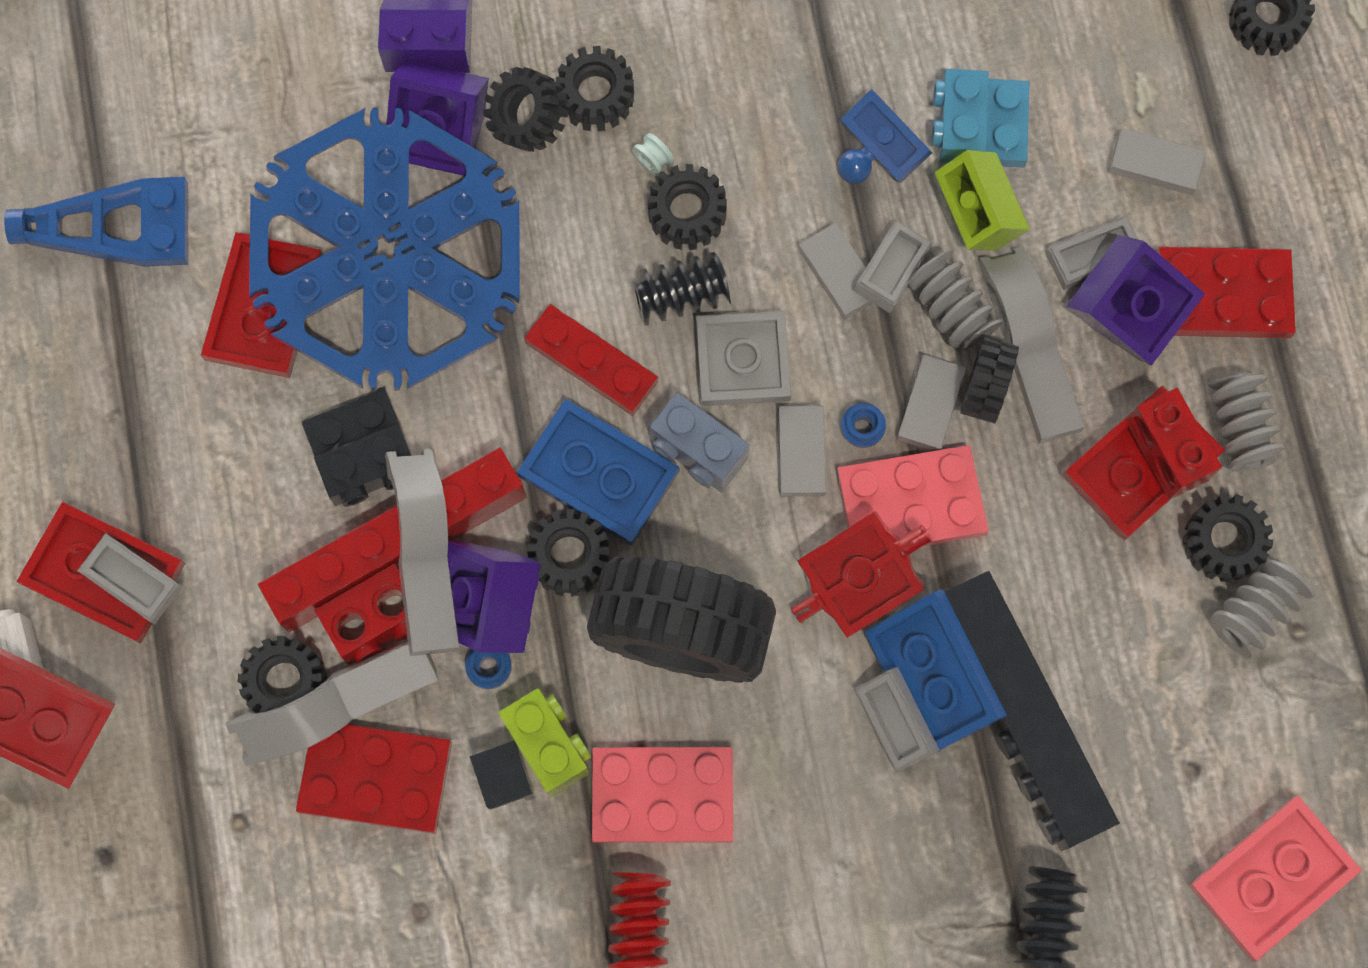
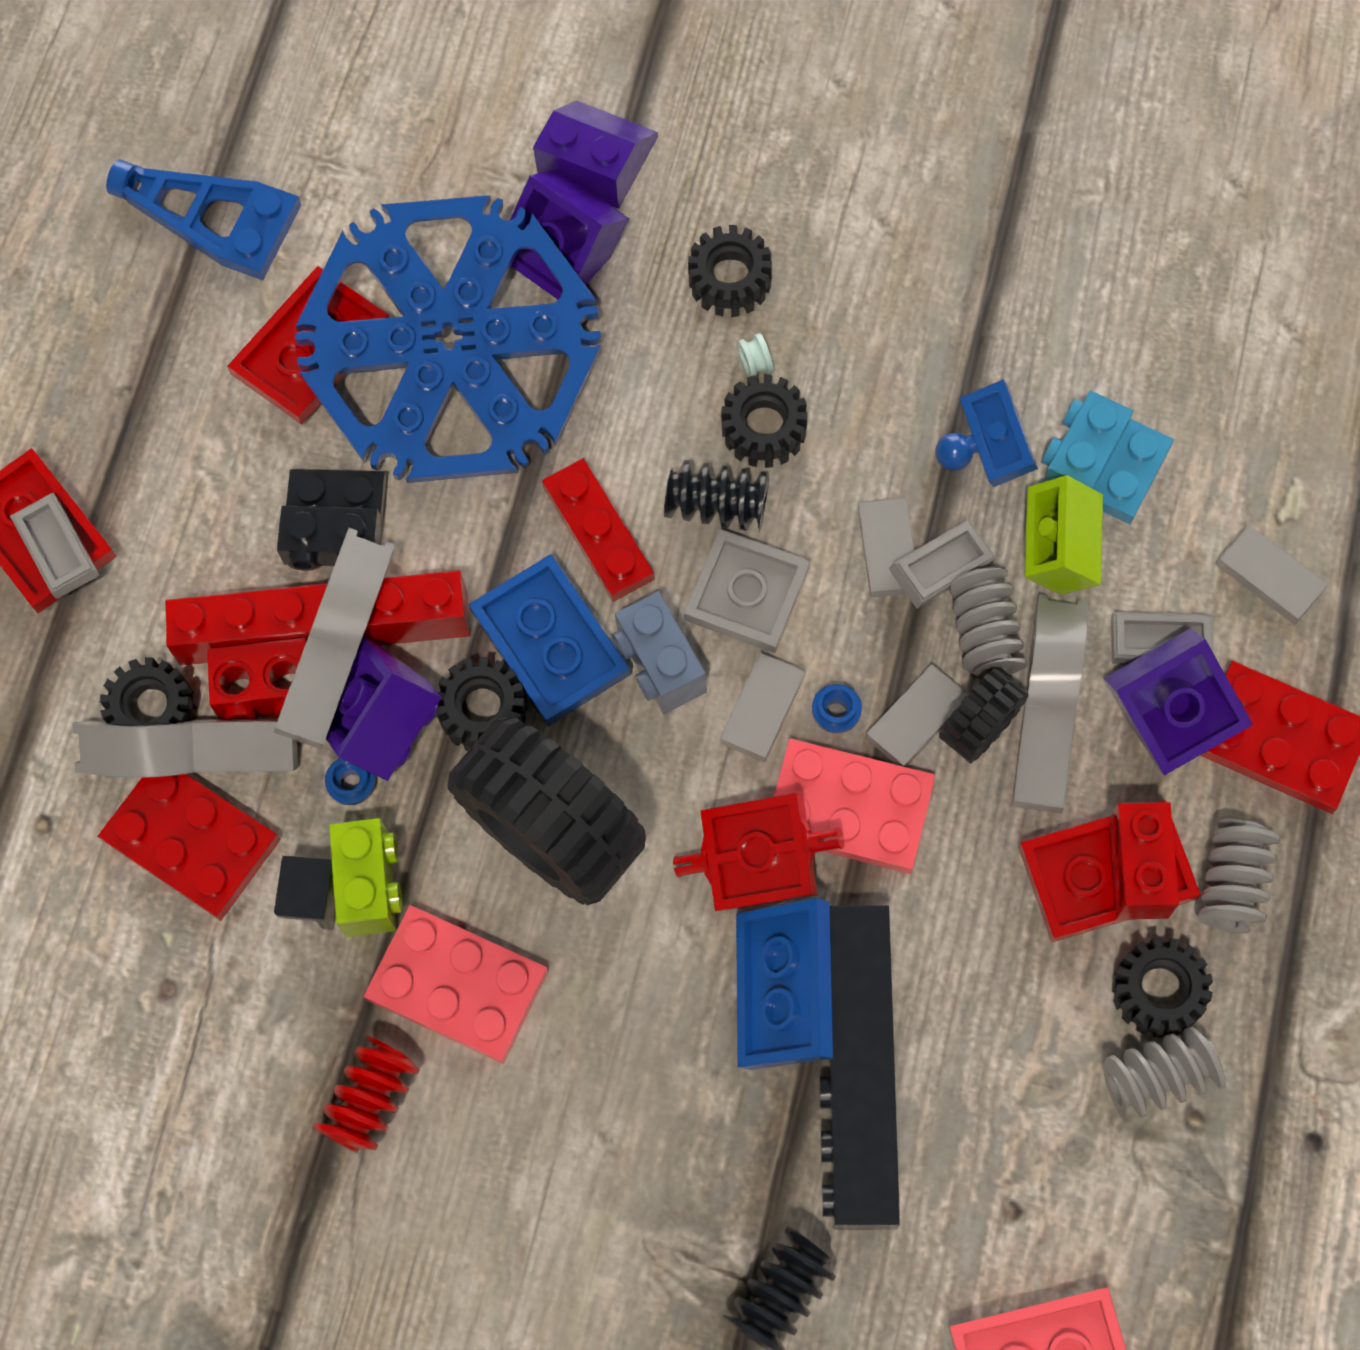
camera: 30 degrees right, 5 degrees down
(506, 104) = (635, 249): black tyre -> none
(897, 719) = (725, 1016): light grey tile -> none

